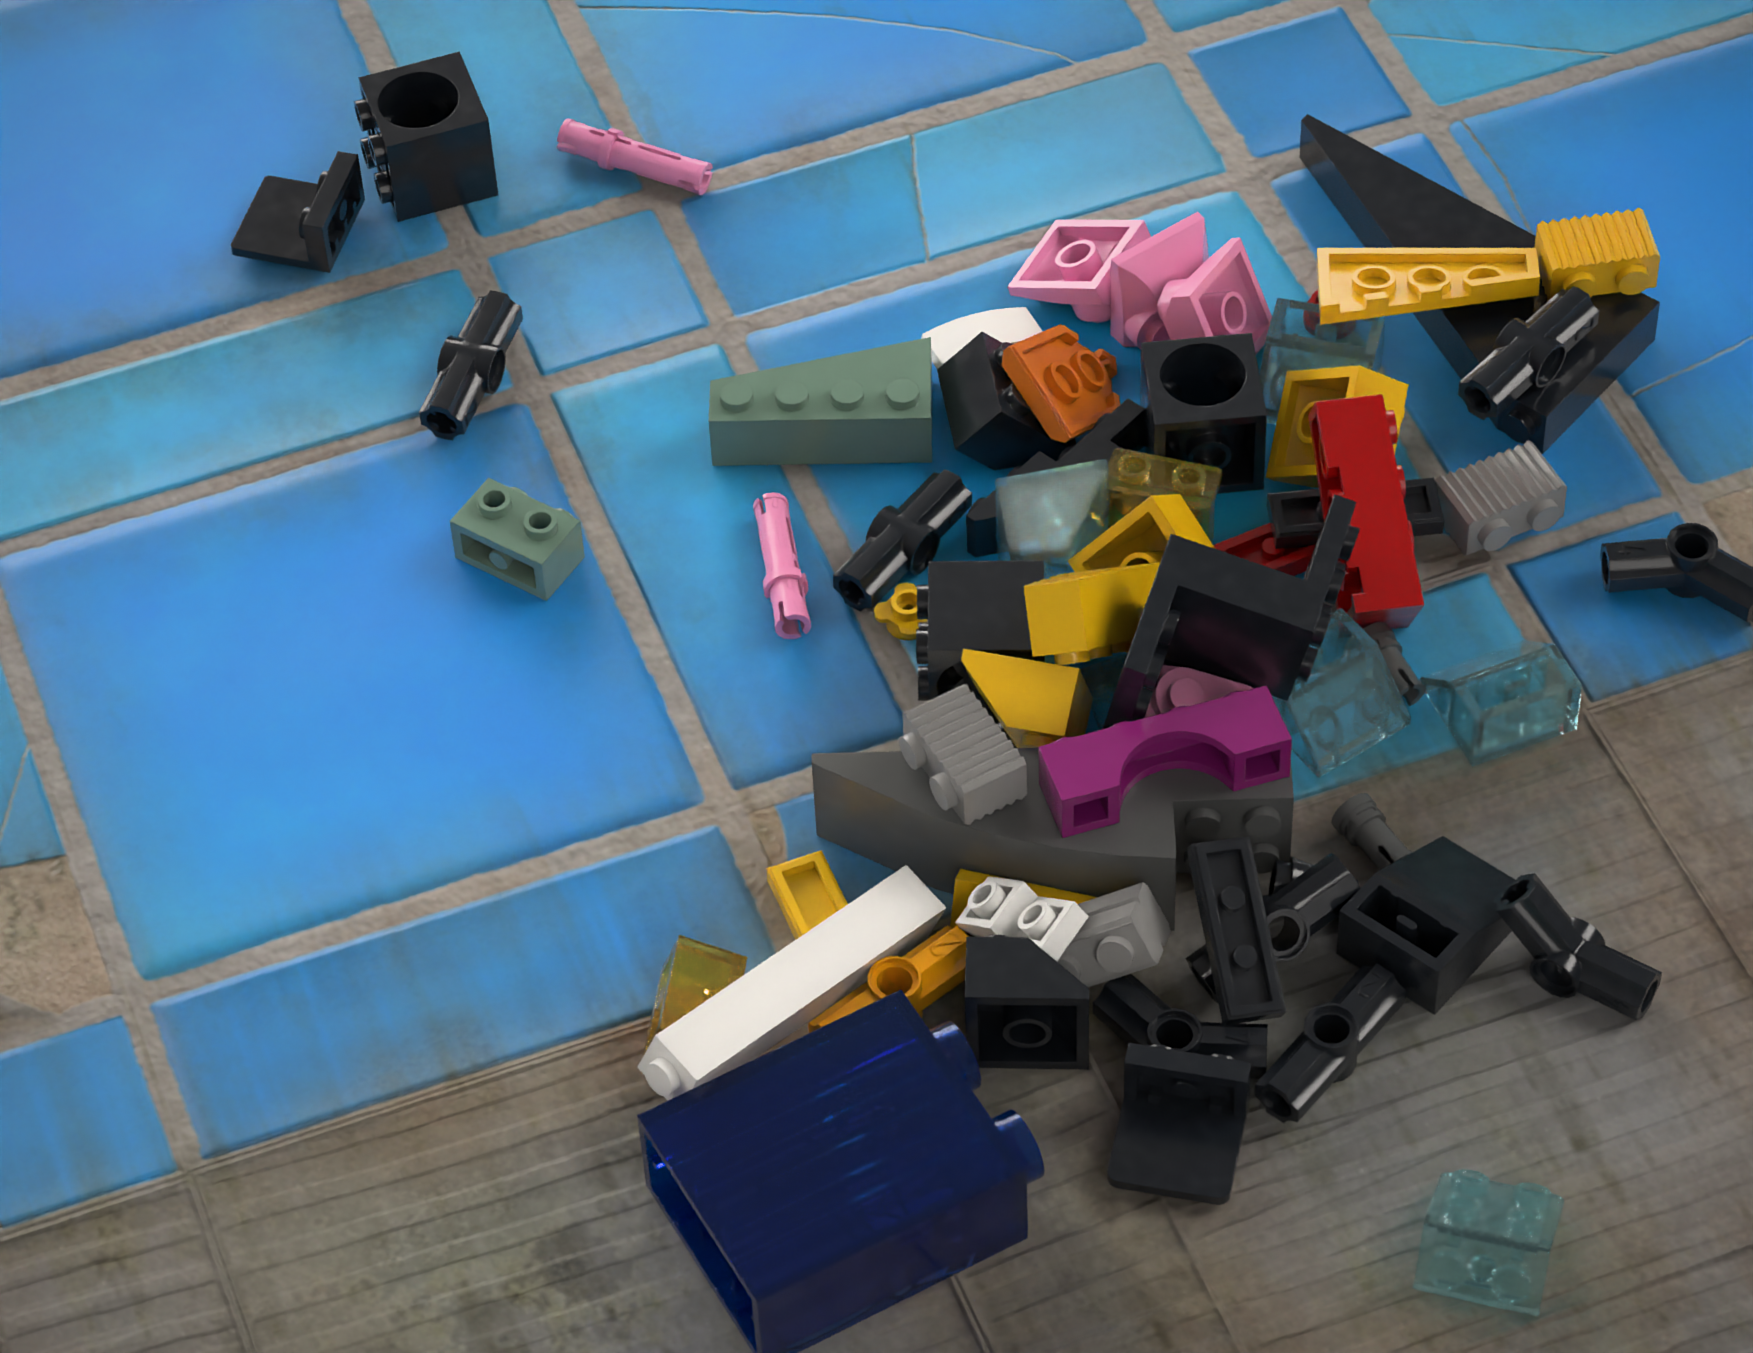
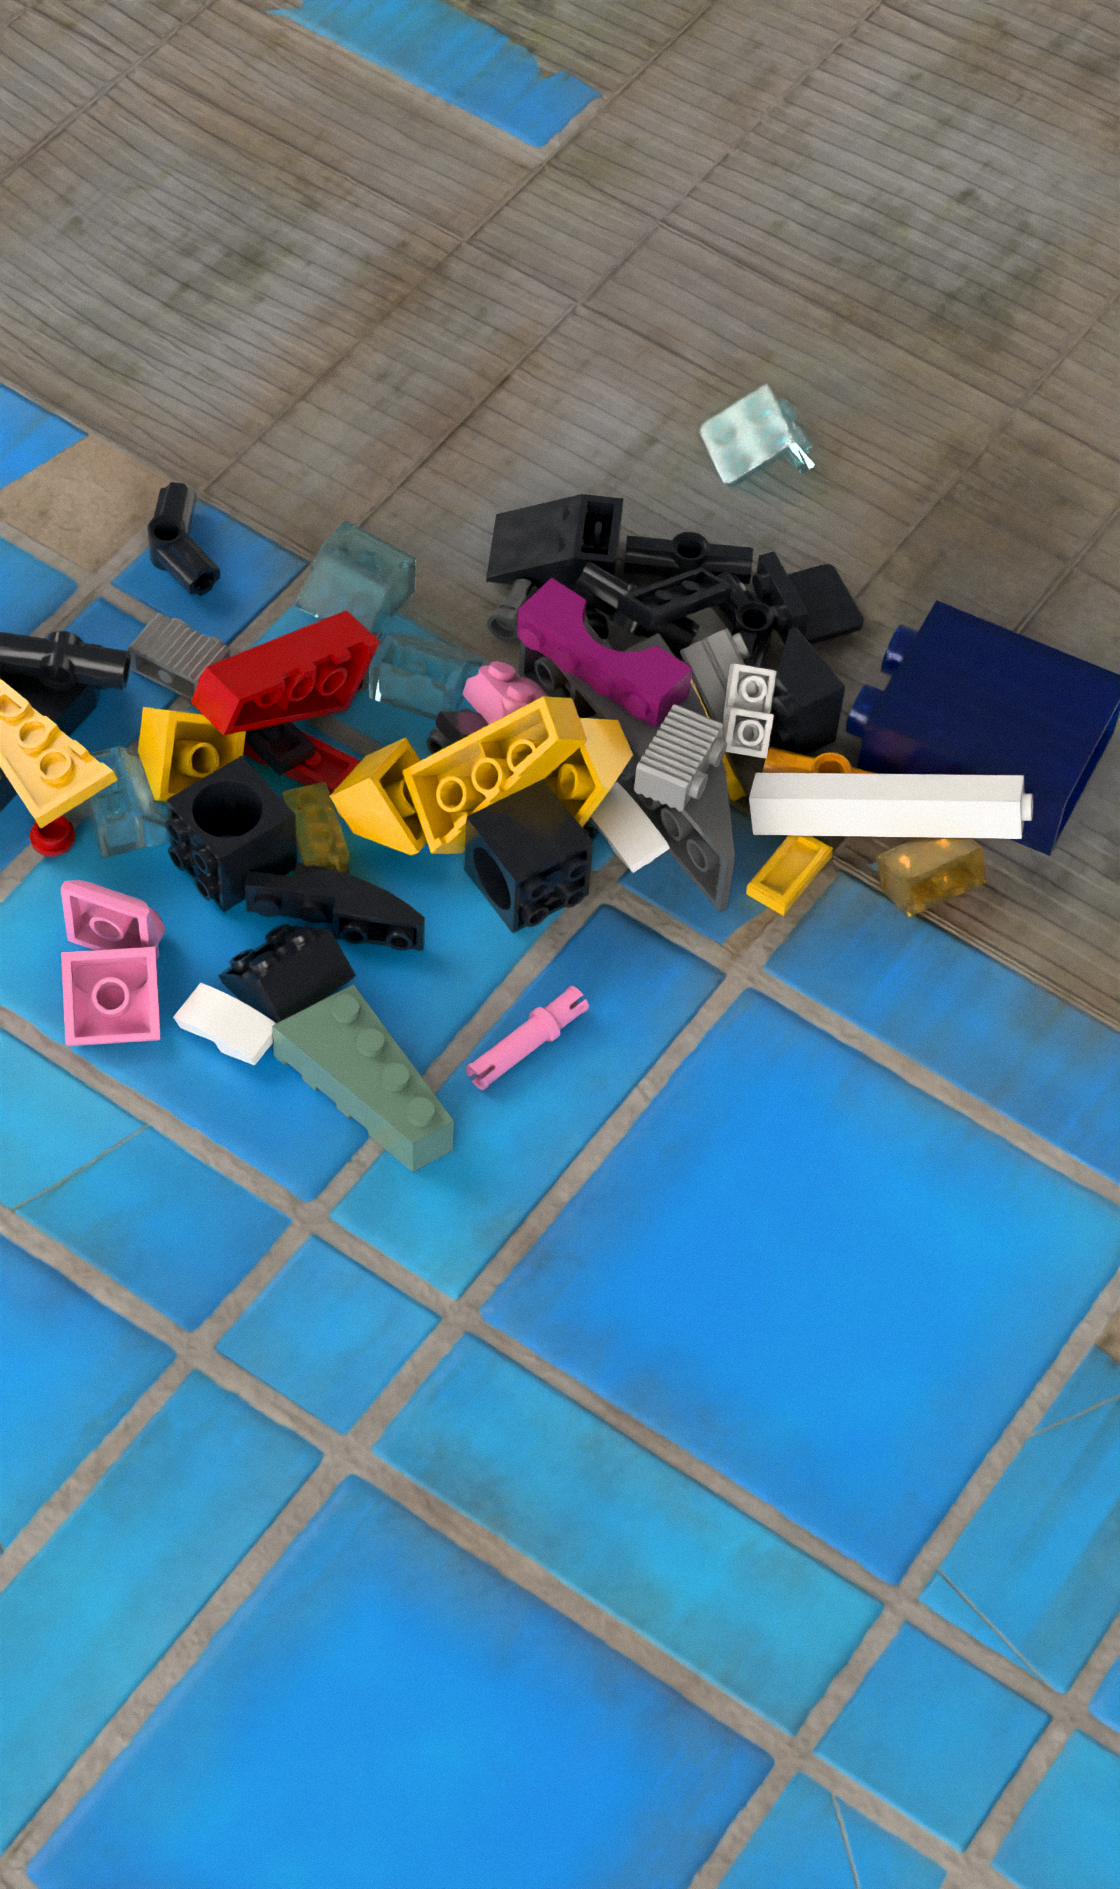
camera: 130 degrees left, 5 degrees up
(303, 220) = (409, 1581): black bracket -> none
(426, 137) = (267, 1476): black brick -> none
(471, 365) = (480, 1351): black piece -> none
(517, 538) = (627, 1211): sand green brick -> none
(615, 150) = (181, 1426): bright pink pin -> none
(900, 612) = (511, 954): yellow plate -> none
(902, 540) = (454, 974): black piece -> none
(1051, 514) = (399, 869): clear light blue slope -> none
(1062, 381) = (252, 933): orange tile -> none
(1217, 299) = (137, 873): bright pink slope -> none
(1235, 616) = (449, 642): black bracket -> none
(1572, 953) = (536, 471): black piece -> none

